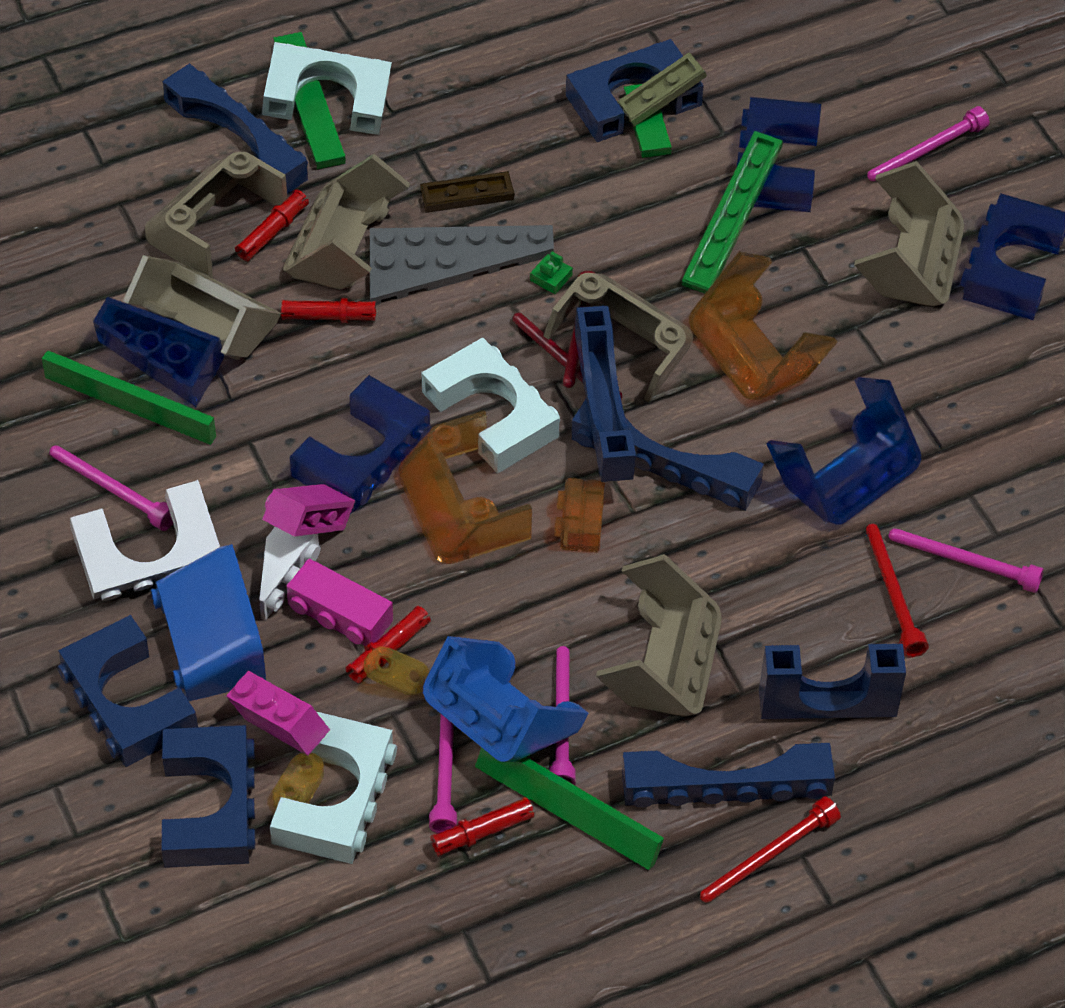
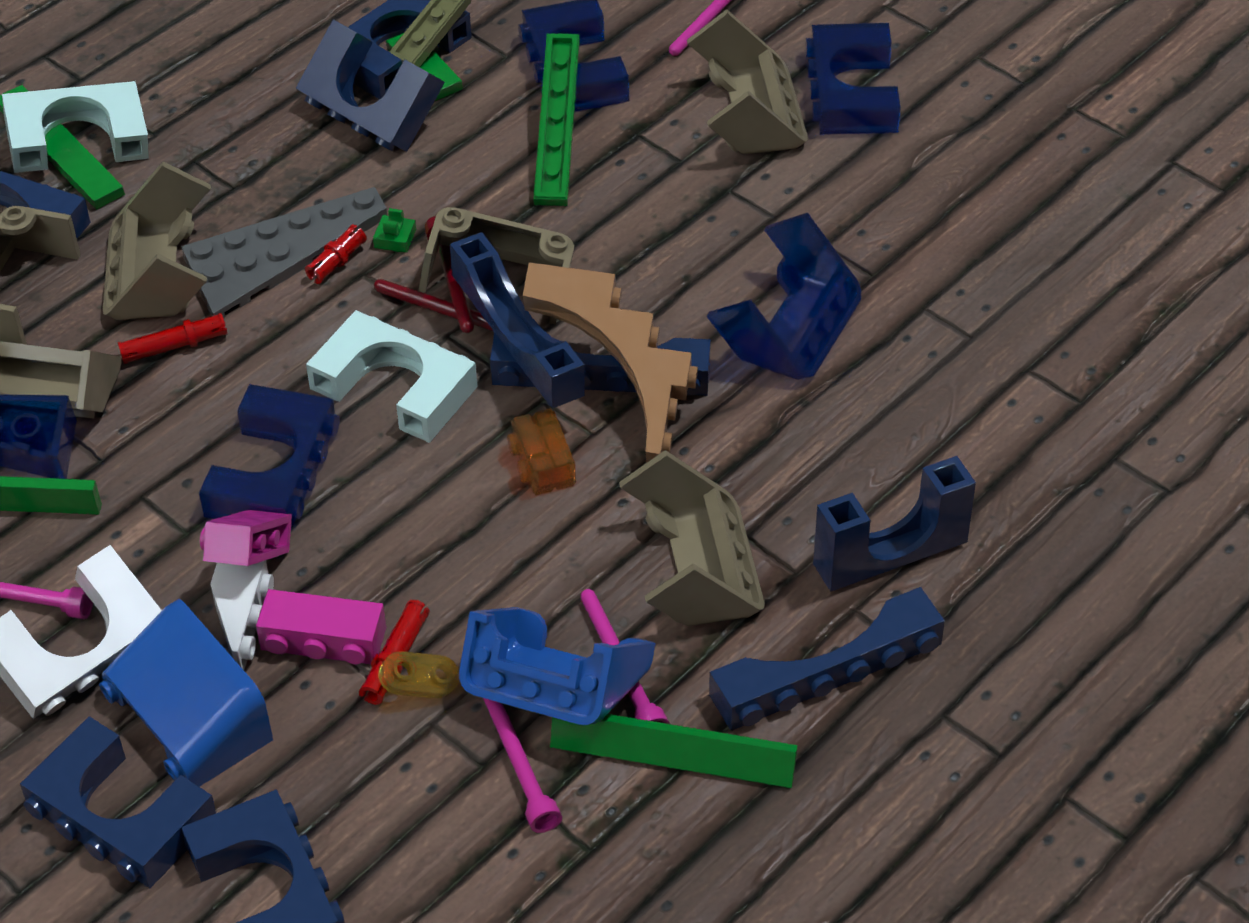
camera: 20 degrees left, 5 degrees down
(278, 712) = (309, 762): dark pink brick -> none
(280, 217) = (77, 265): red pin -> none
(298, 780) = (360, 831): clear yellow plate -> none
(339, 829) = (429, 867): light aqua arch -> none
(451, 525) = (401, 502): clear orange windscreen -> none
(467, 191) = (268, 183): dark brown tile -> none
(470, 831) = (579, 816): red pin -> none
(493, 277) = (335, 254): none -> red pin
(554, 118) = (393, 117): none -> dark blue arch
(701, 482) = (592, 305): none -> medium nougat arch
(738, 345) = (600, 228): clear orange windscreen -> none
(822, 814) = (945, 664): red piece -> none
(912, 638) = (896, 417): red piece -> none
(1026, 576) = (1024, 365): dark pink piece -> none

